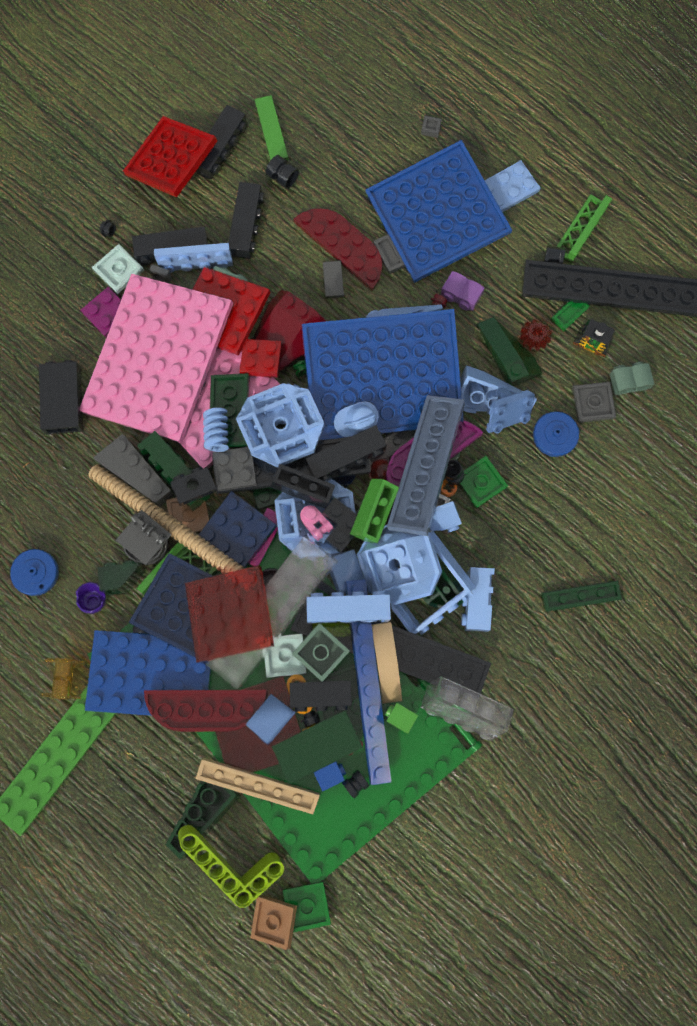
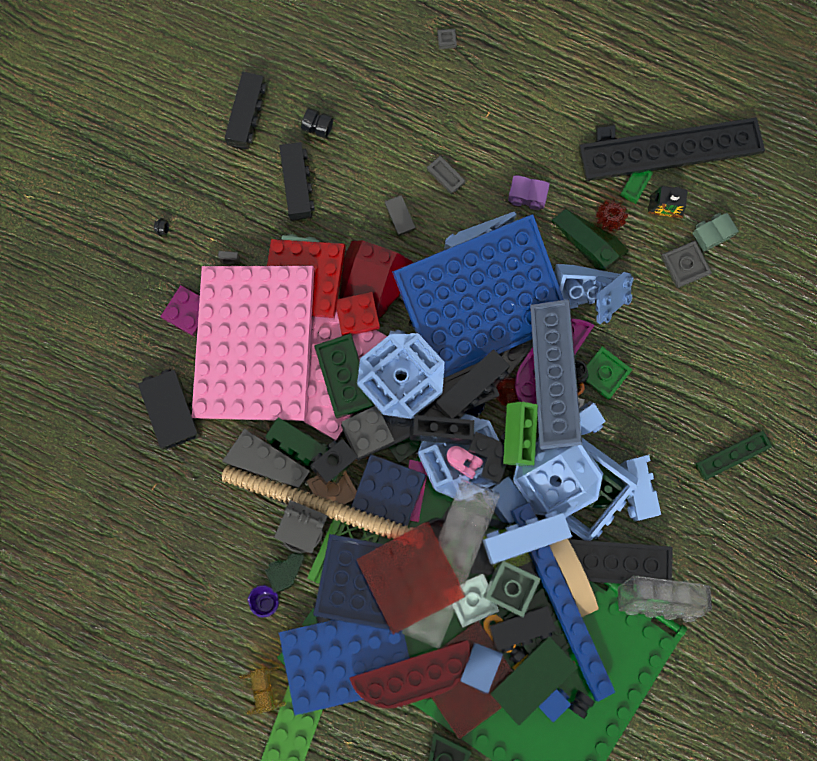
camera: 20 degrees left, 0 degrees up
(34, 572) = (198, 592): blue wheel -> none
(117, 268) = (184, 264): light aqua plate -> none
(145, 244) = (230, 226): black brick -> none
(170, 156) = (202, 138): red plate -> none
(194, 257) = (258, 232): light blue plate -> none
(215, 430) = (337, 399): light blue piece -> none
(257, 785) = (488, 736): tan plate -> none
(271, 127) = (291, 82): bright green tile -> none
(300, 368) = (397, 311): green bush -> none
(343, 243) = (398, 177): dark red plate -> none
(355, 419) = (470, 348): light blue piece -> none
(400, 717) = (605, 626): bright green brick -> none
(438, 211) = (481, 120): blue plate -> none
(439, 300) = (508, 207): dark red plate -> none
(512, 185) = (533, 85): light blue plate -> none
(556, 434) = (661, 306): blue wheel -> none
(588, 228) = (629, 96): bright green fence -> none

